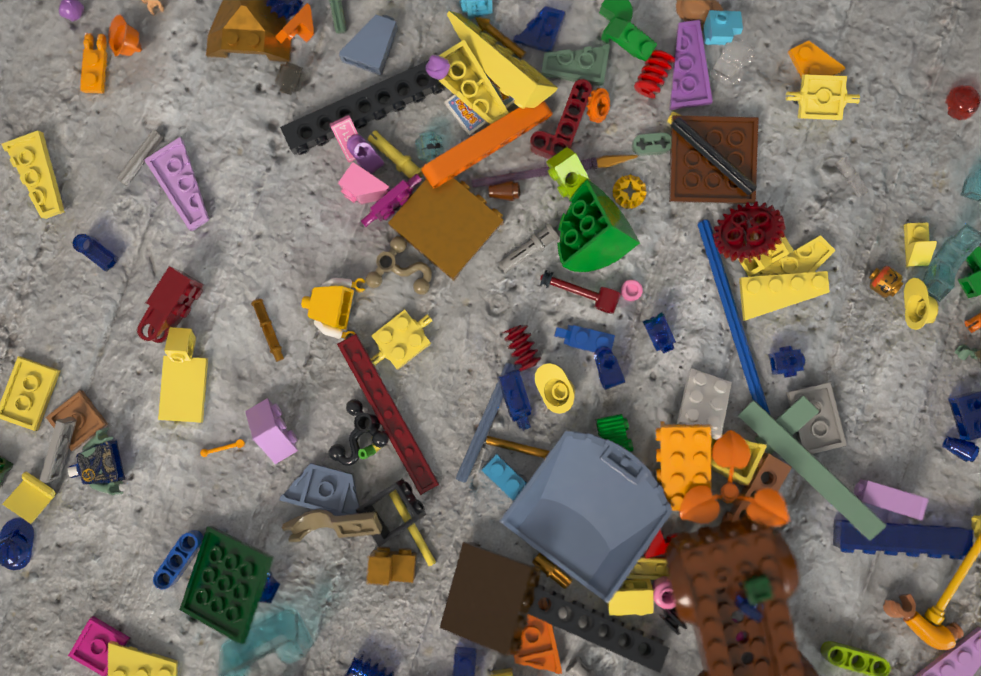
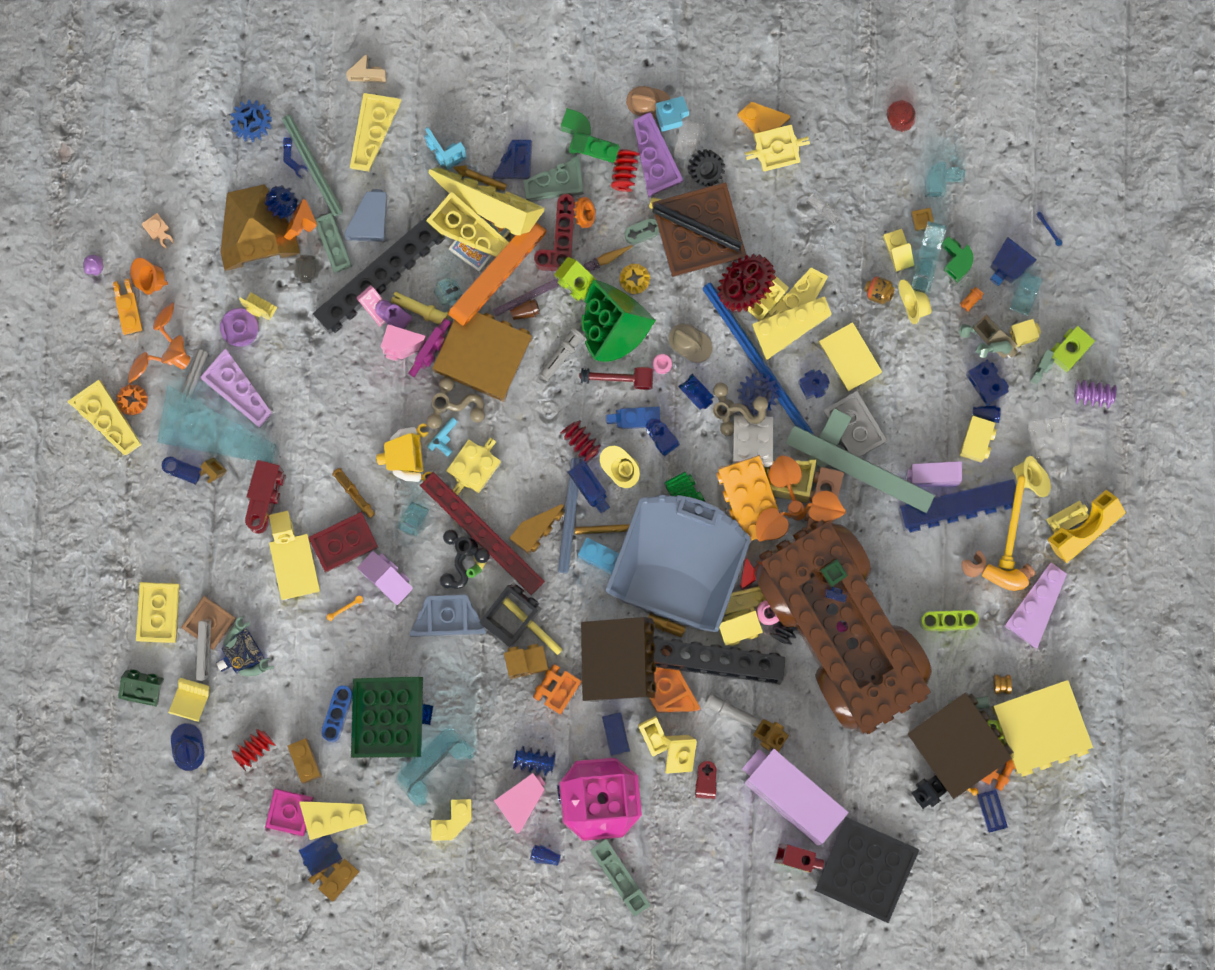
camera: 20 degrees left, 5 degrees down
(78, 159) = (136, 407): none -> orange gear
(79, 570) = (252, 748): none -> red piece
(124, 129) = (174, 354): none -> orange plant
(128, 260) = (213, 469): none -> pearl gold tile
(128, 600) = (304, 761): none -> pearl gold brick
(132, 215) = (200, 428): none -> clear light blue wing
(203, 119) = (239, 327): none -> medium lavender tile
(228, 103) = (258, 306): none -> light yellow piece
(240, 378) = (343, 542): none -> dark red plate
(319, 377) = (413, 519): none -> clear light blue slope
(326, 60) = (333, 243): none -> sand green tile
(343, 525) = (471, 638): dark tan piece -> none
(378, 300) = (443, 438): none -> medium azure hose
(422, 608) = (562, 692): none -> orange plate
(437, 67) = (436, 222): medium lavender piece -> none
(438, 428) = (532, 530): none -> pearl gold slope
(667, 277) = (690, 343): none -> dark tan piece
(680, 379) = (727, 427): none -> dark tan piece
(729, 367) = (753, 386): none -> clear blue gear
(733, 88) = (713, 175): none -> black tyre
(832, 343) = (850, 357): none -> light yellow tile
(943, 473) = (977, 439): none -> light yellow brick
(953, 219) = (921, 218): none -> pearl gold plate

